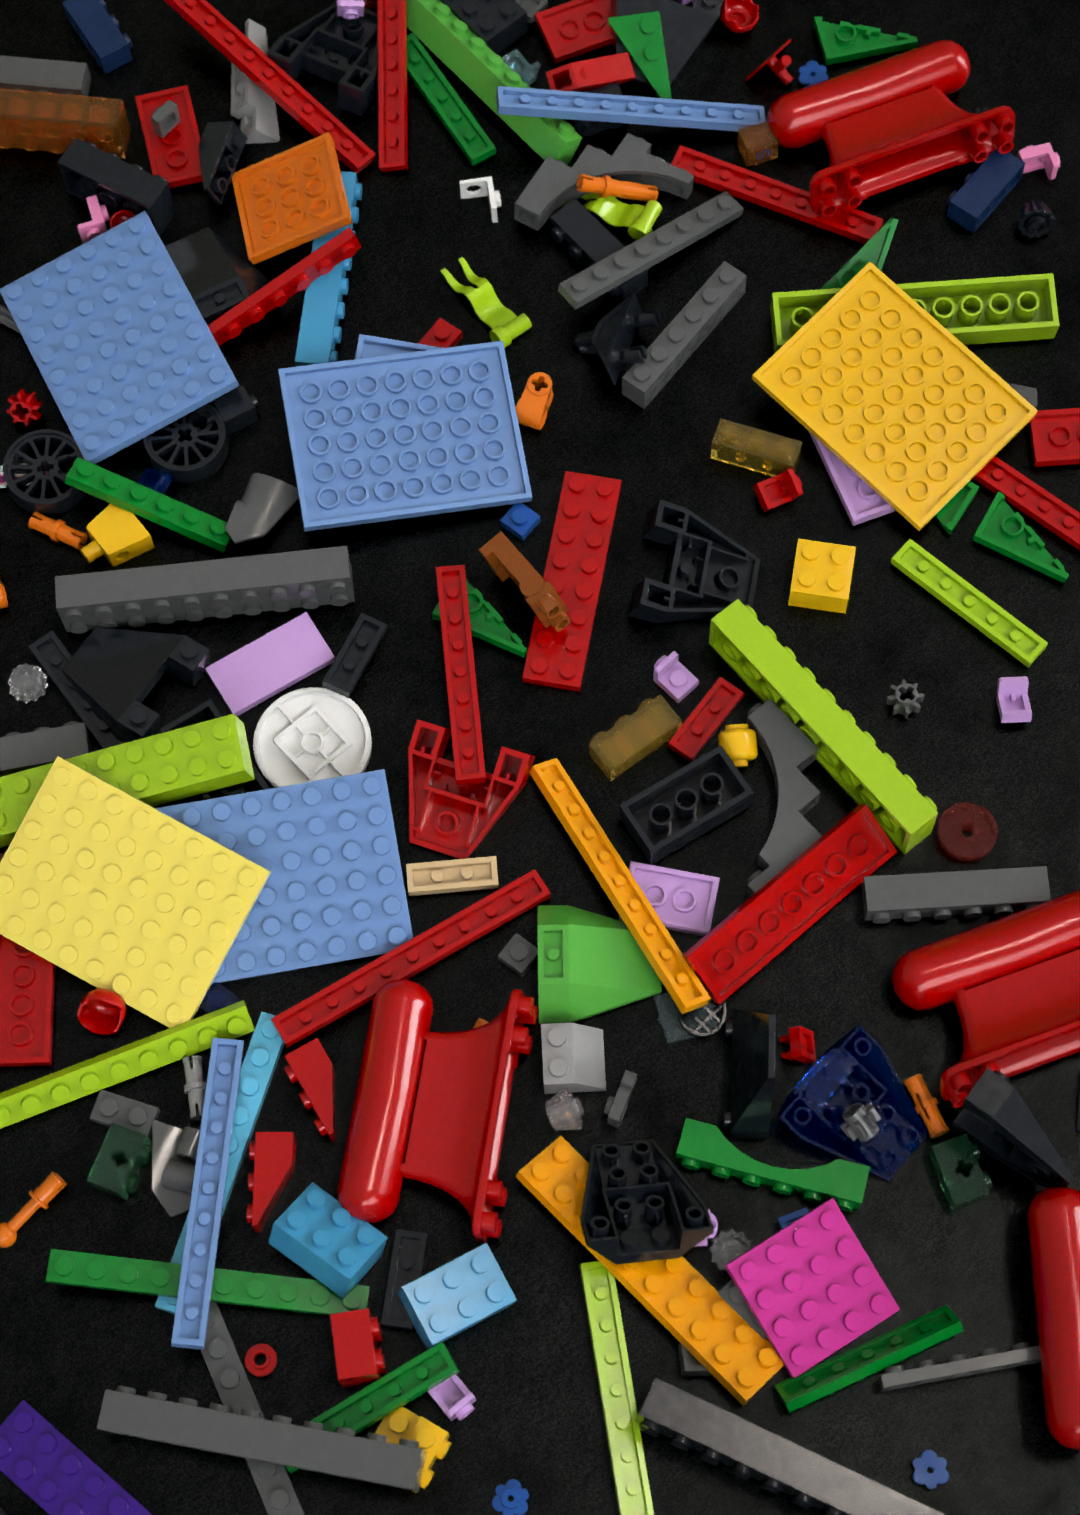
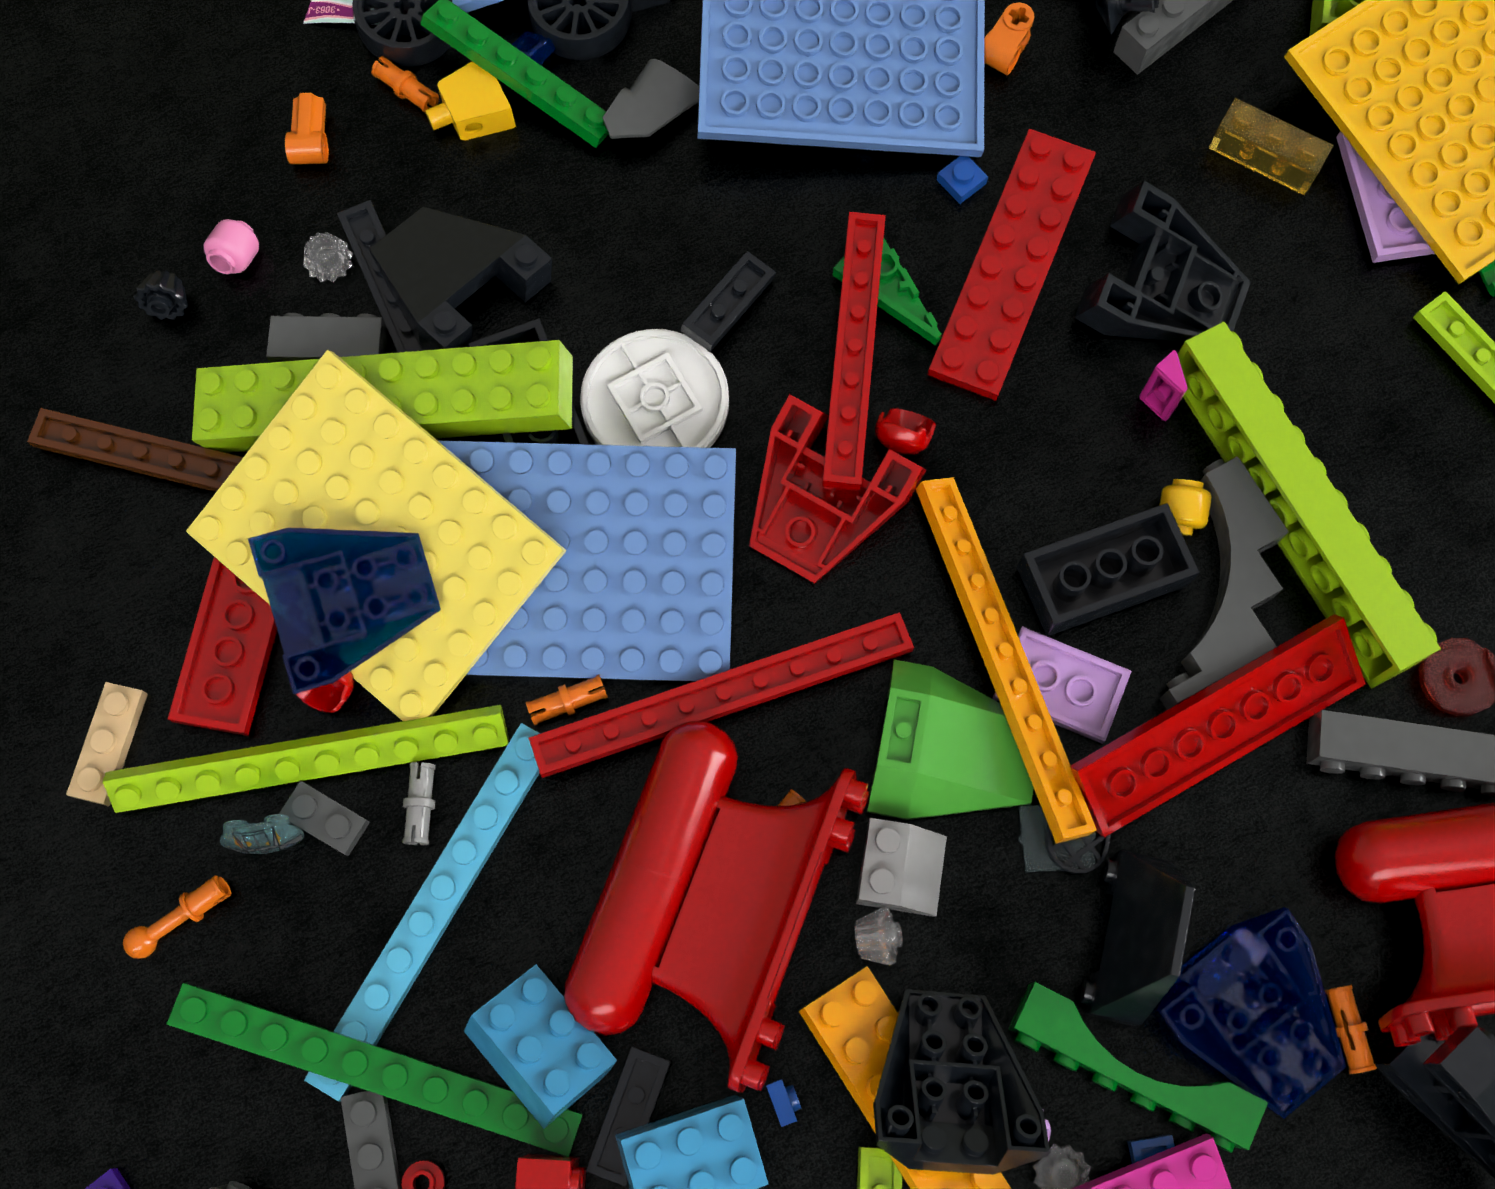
camera: 10 degrees right, 5 degrees up
(81, 1134) = (262, 837): none -> clear light blue dish
(107, 940) = (341, 596): none -> clear blue wedge
(118, 1144) = (286, 895): clear green brick -> none
(173, 1165) = (373, 899): dark grey panel -> none
(205, 589) = (562, 184): dark grey brick -> none
(207, 1194) = (396, 958): medium blue plate -> none
(217, 998) = (471, 695): clear blue plate -> none
(270, 664) = (623, 293): lavender tile -> none
(273, 1167) = (491, 931): red slope -> none
(292, 987) = (566, 700): none -> orange pin
(317, 1079) = (571, 826): red slope -> none
(452, 876) = (794, 599): tan plate -> none
(512, 729) = (904, 431): none -> red hair
(517, 1244) = (784, 1101): none -> blue plate
(518, 954) = (858, 717): dark grey plate -> none
(540, 596) = (942, 223): dark orange hips -> none
(617, 1105) = (948, 942): dark grey plate -> none
(634, 737) = (1056, 470): clear yellow brick -> none
(674, 677) = (1117, 405): lavender bracket -> none
(704, 656) = (1165, 387): none -> dark pink slope
(705, 719) = (1148, 466): red plate -> none
(778, 490) = (1290, 200): red bracket -> none
(801, 1045) = (1203, 913): red tile -> none
(822, 576) = (1327, 316): yellow brick -> none
(860, 1122) = (1268, 1042): dark grey gear -> none
(908, 705) = (1415, 483): dark grey gear -> none
(959, 1190) = (1367, 1113): clear green brick -> none

